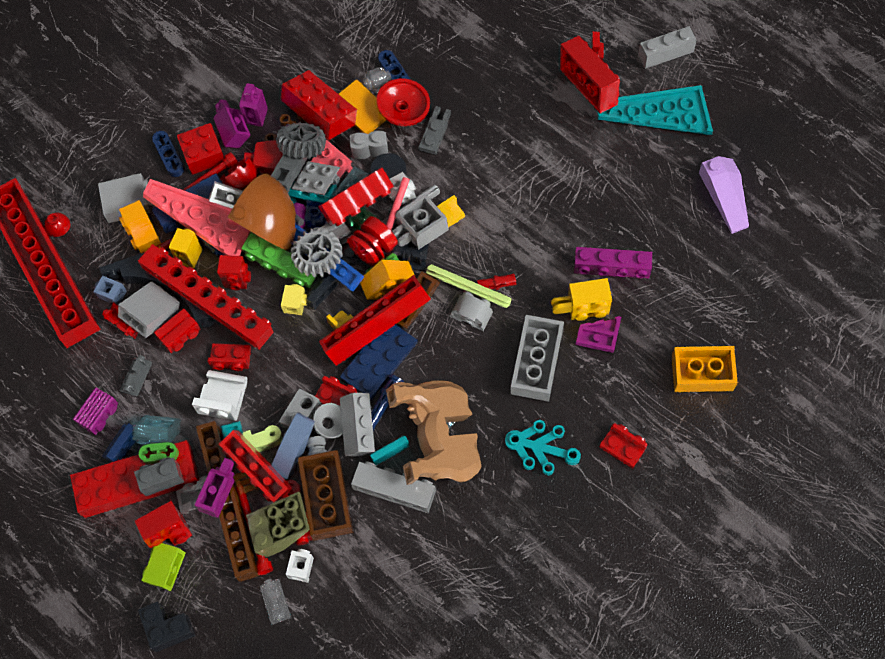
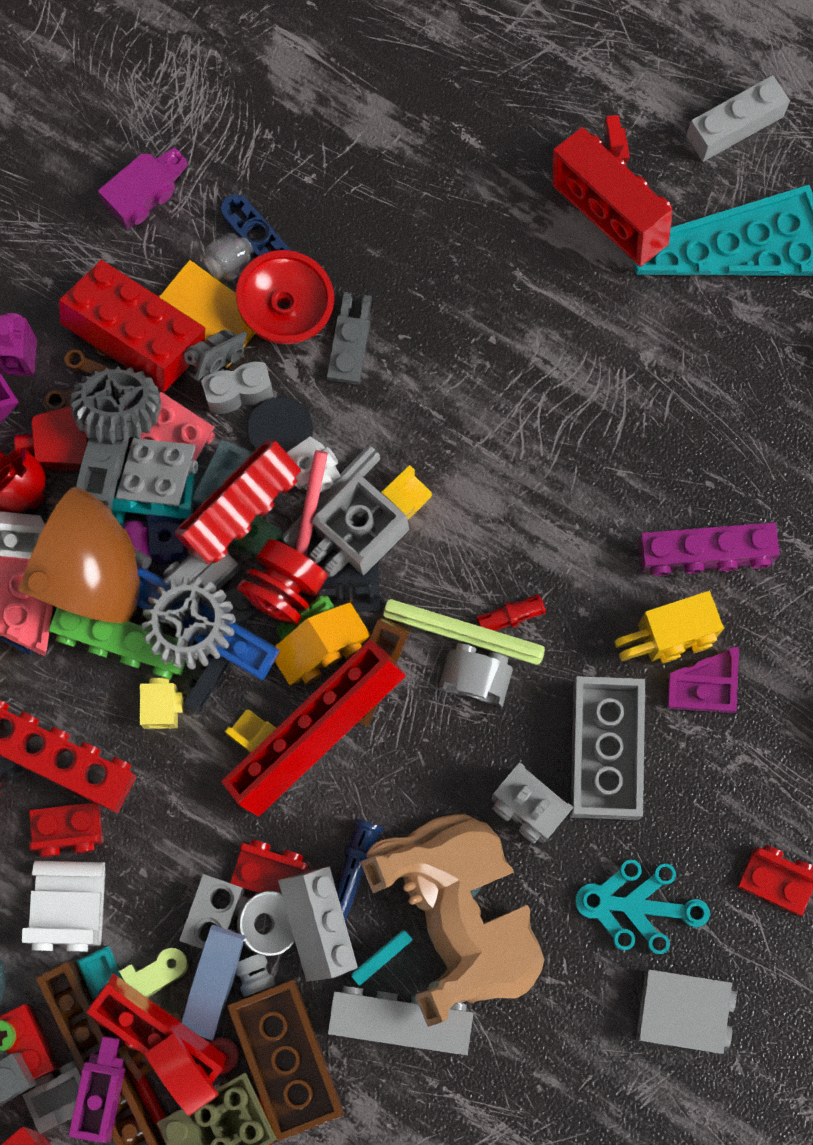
camera: 15 degrees left, 10 degrees up
(233, 272) = (42, 674): red brick -> none
(263, 486) = (181, 1074): none -> red slope
(338, 39) = (142, 186): none -> magenta hinge
(360, 124) = (215, 352): none -> dark grey hinge
(378, 360) = (330, 796): dark blue plate -> none
(488, 380) = (530, 805): none -> light grey hinge
(557, 507) = (685, 1011): none -> light grey brick

